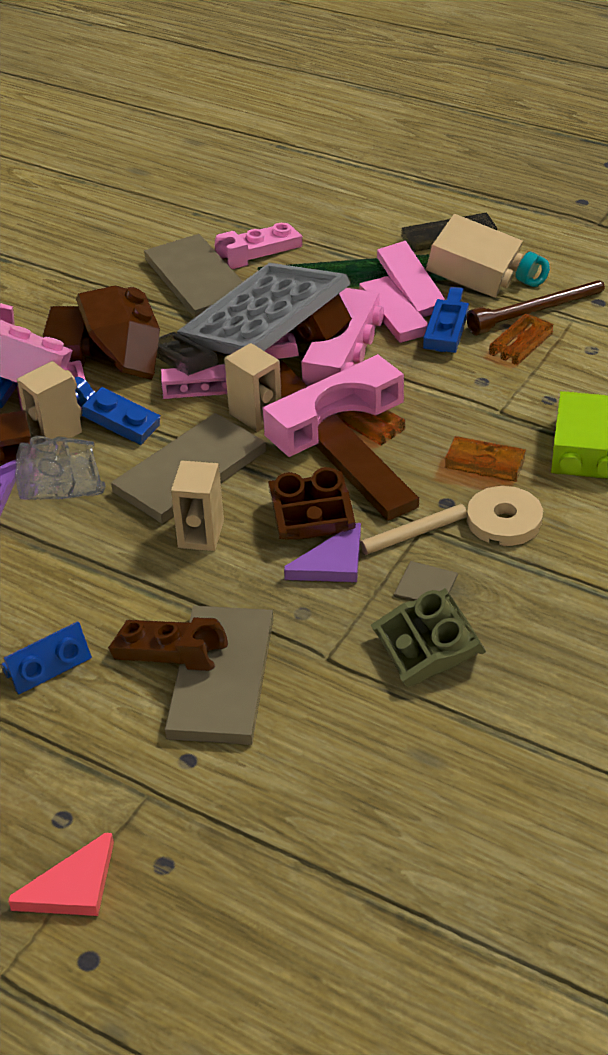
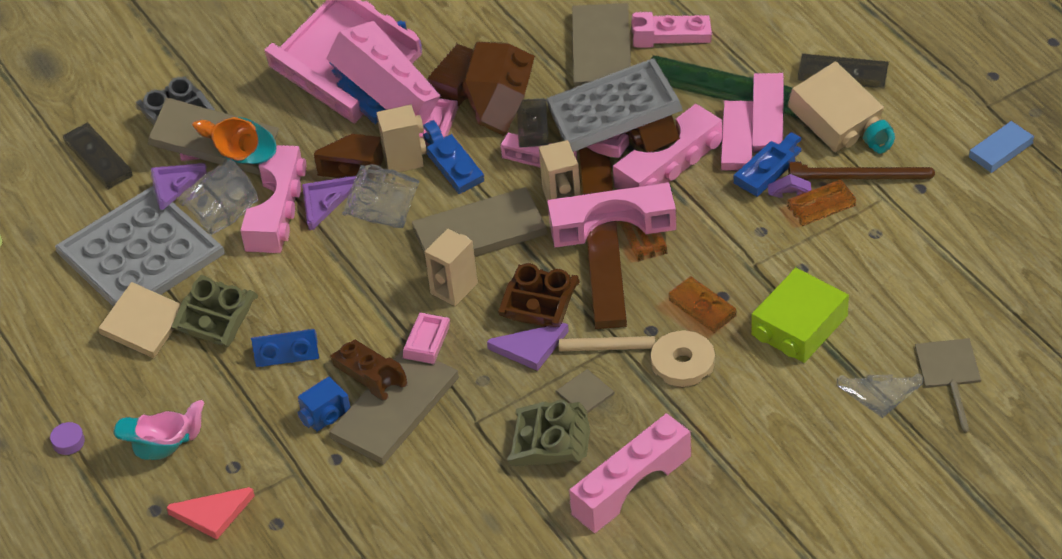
camera: 30 degrees right, 5 degrees up
(139, 701) = (322, 404): none -> blue brick
(212, 589) = (426, 338): none -> bright pink tile
(482, 331) = (789, 185): none -> medium lavender tile
(549, 644) = (602, 492): none -> bright pink arch

